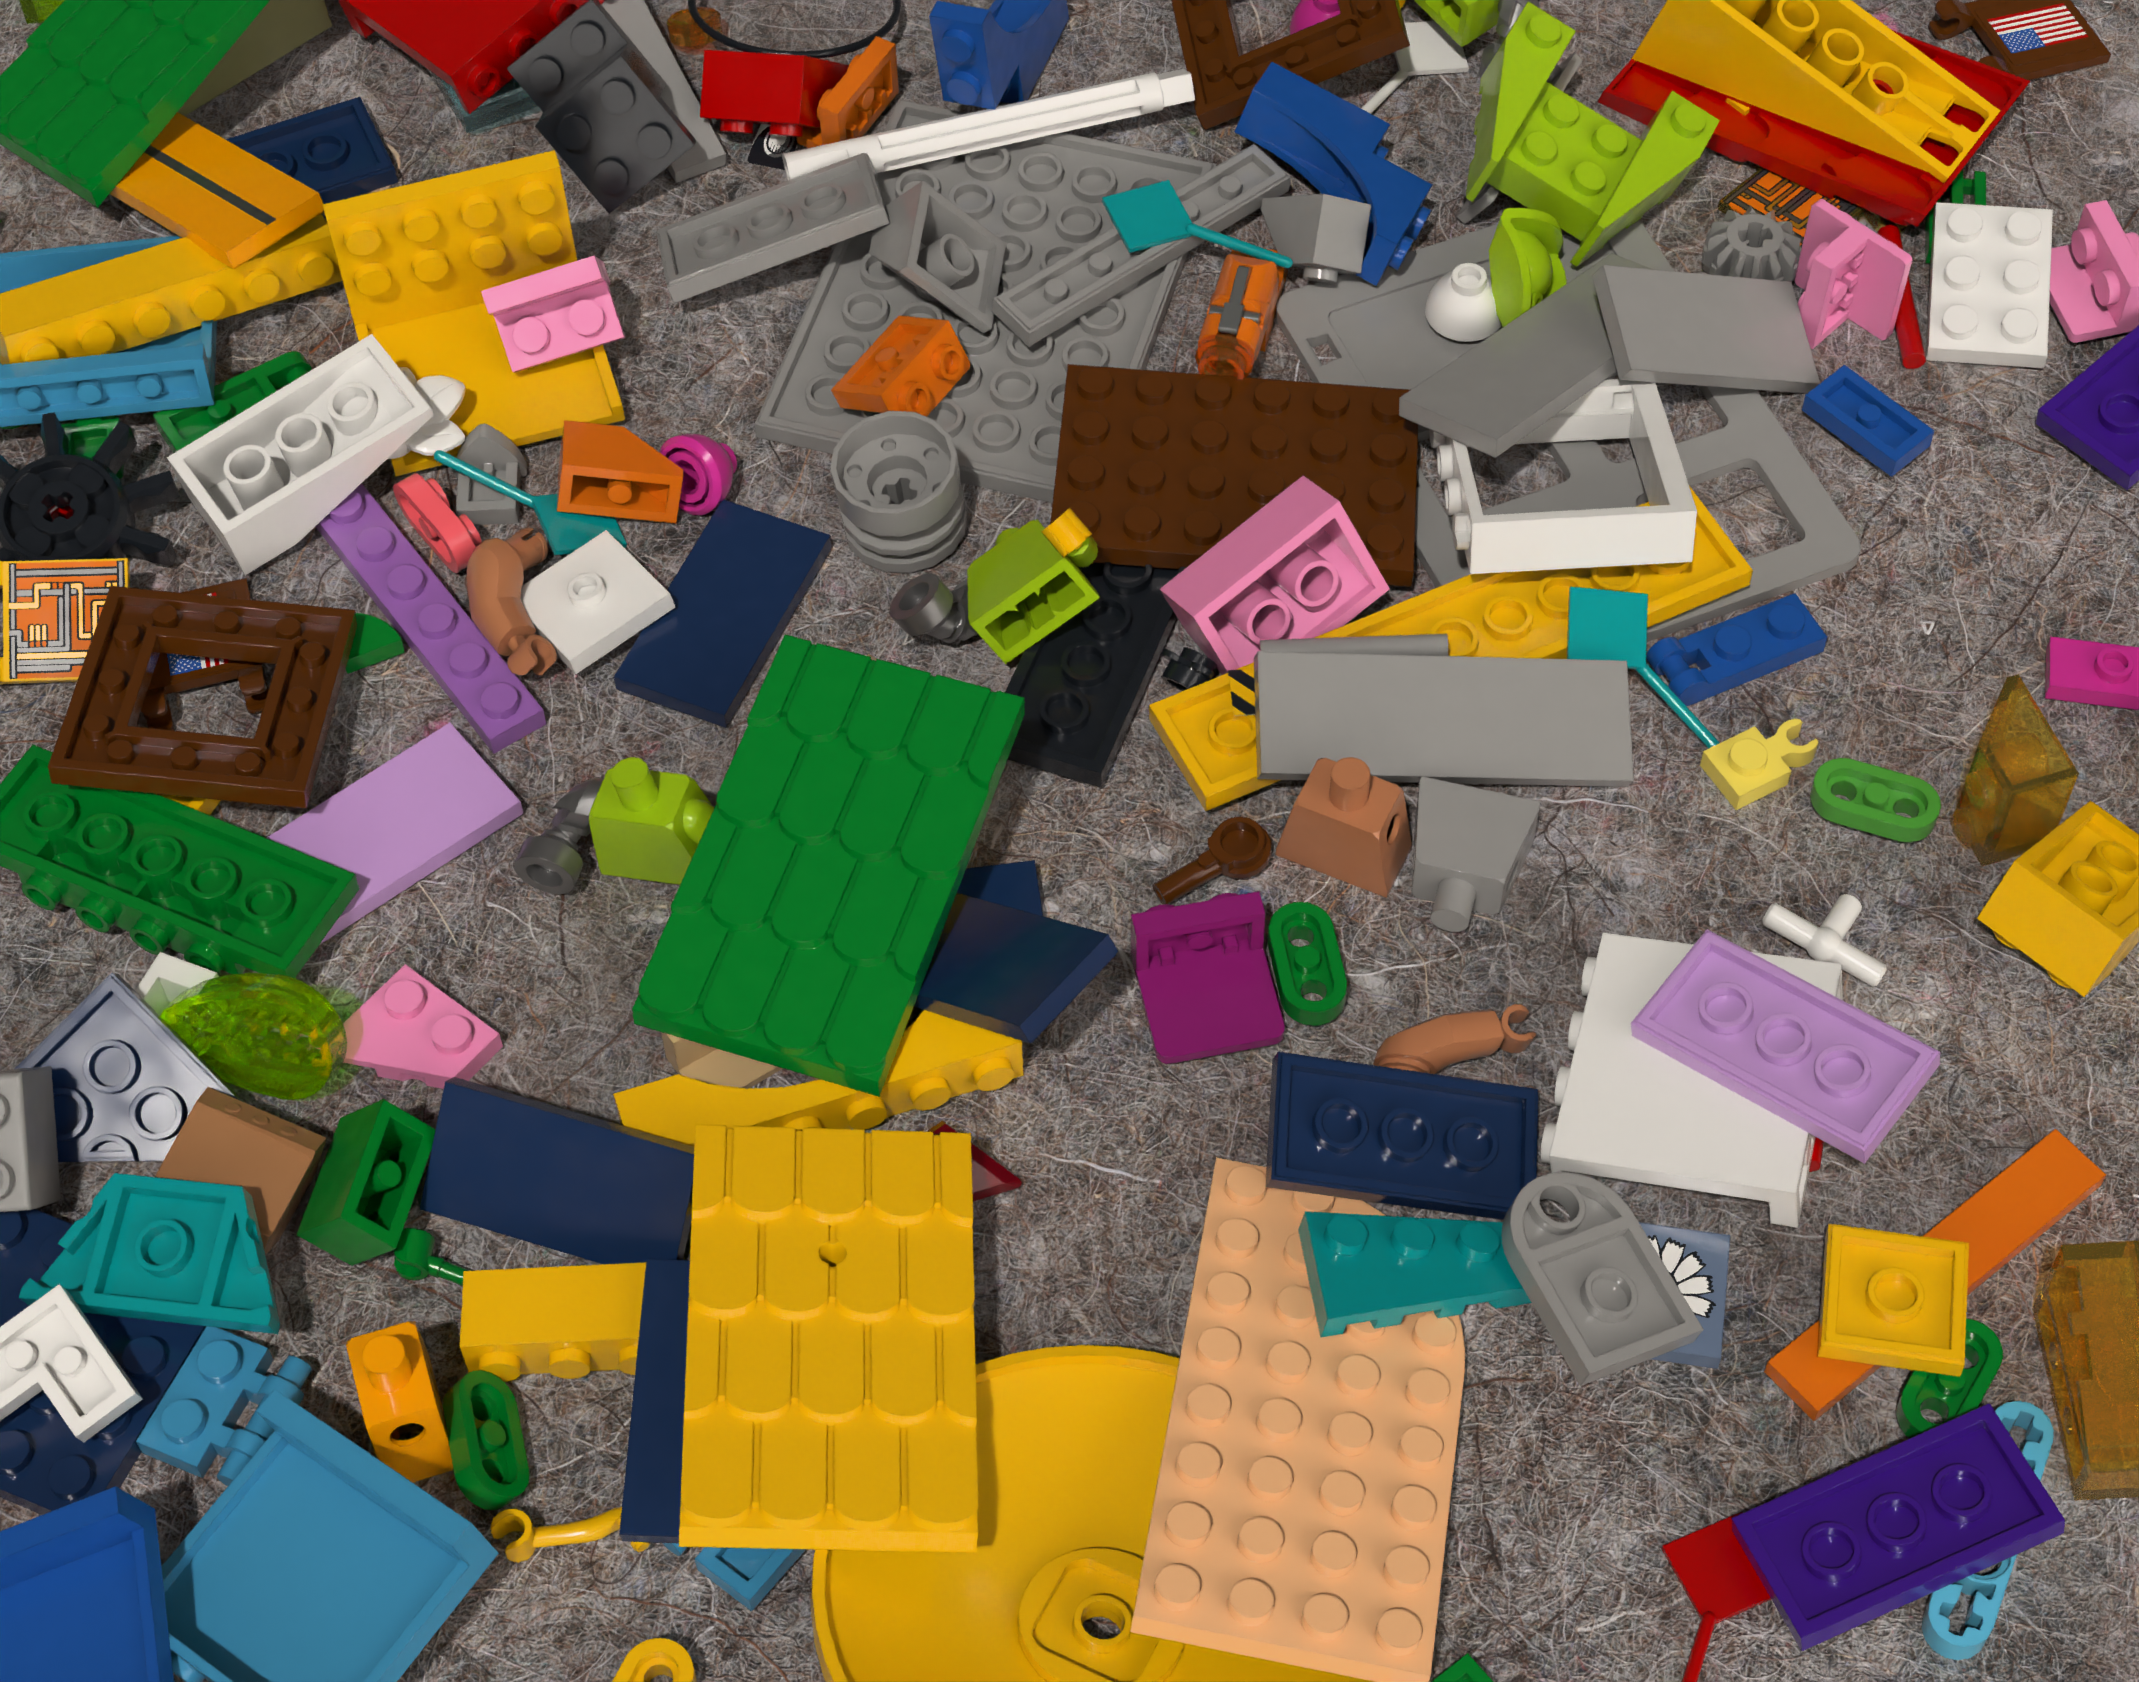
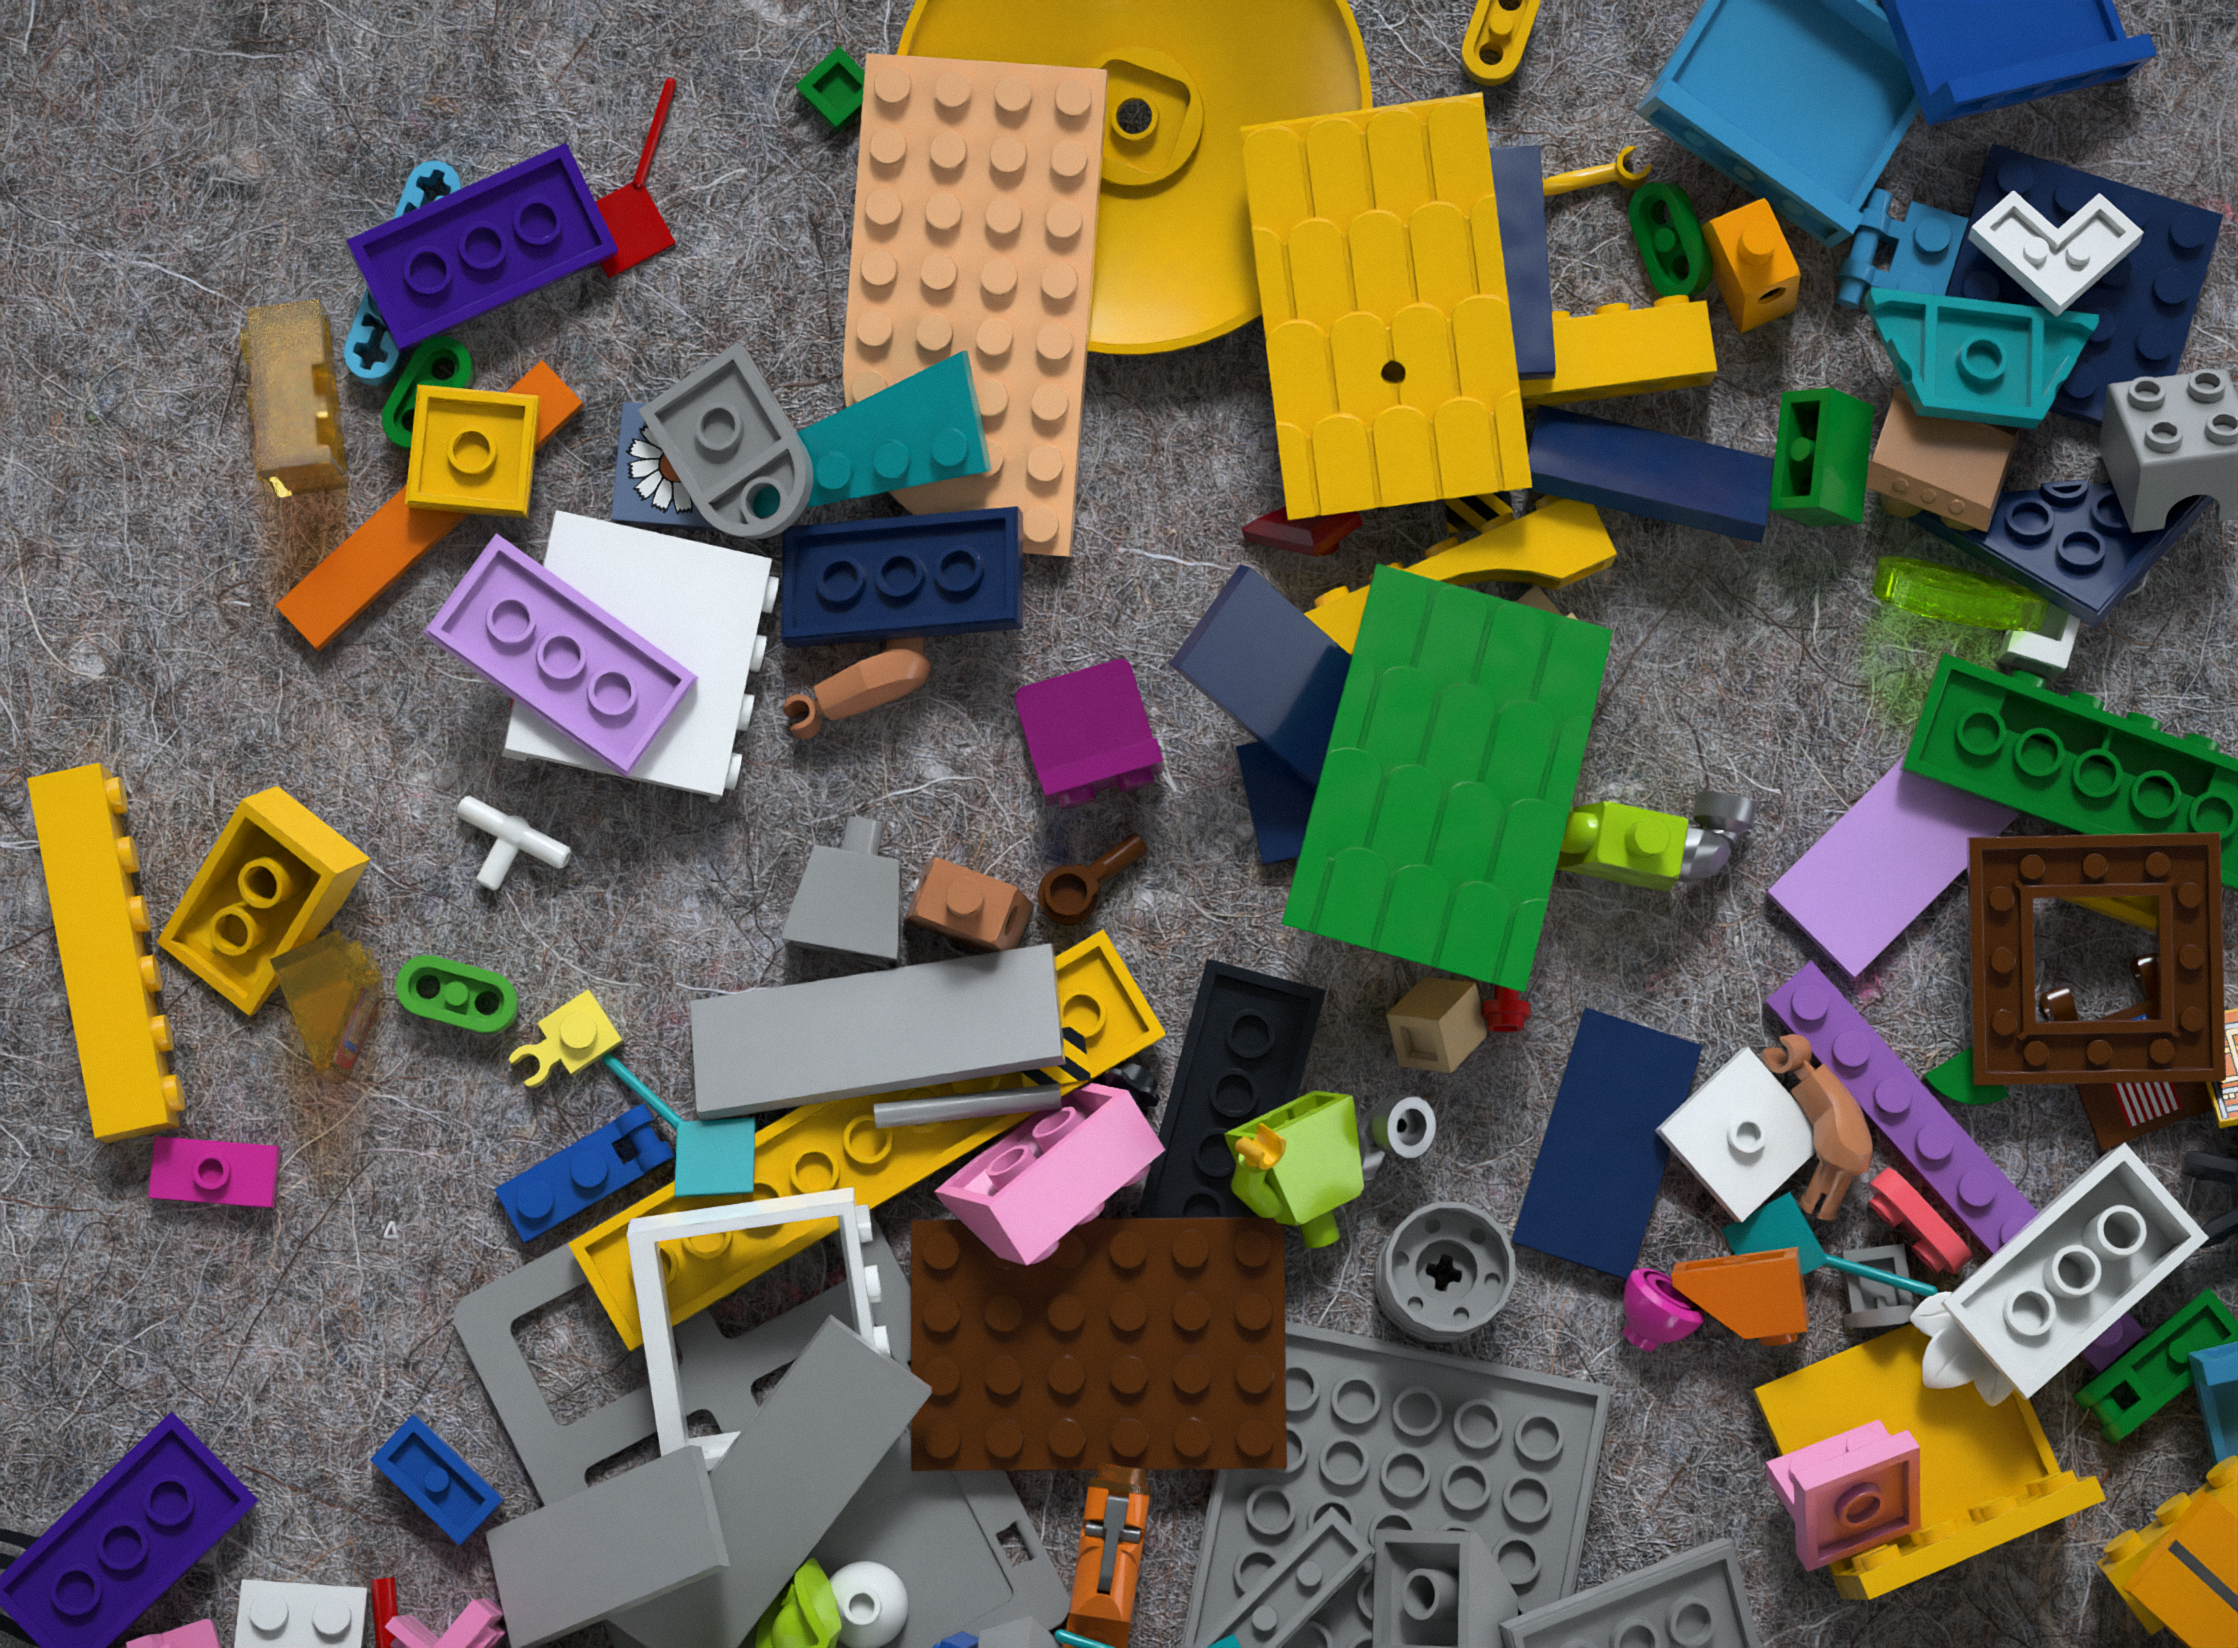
camera: 175 degrees right, 25 degrees up
(416, 1261) = (1764, 406): green hand -> none
(418, 1033) = (1817, 635): bright pink wing -> none
(905, 368) = (1462, 1444): orange bracket -> none
(1307, 968) = (997, 769): green plate -> none

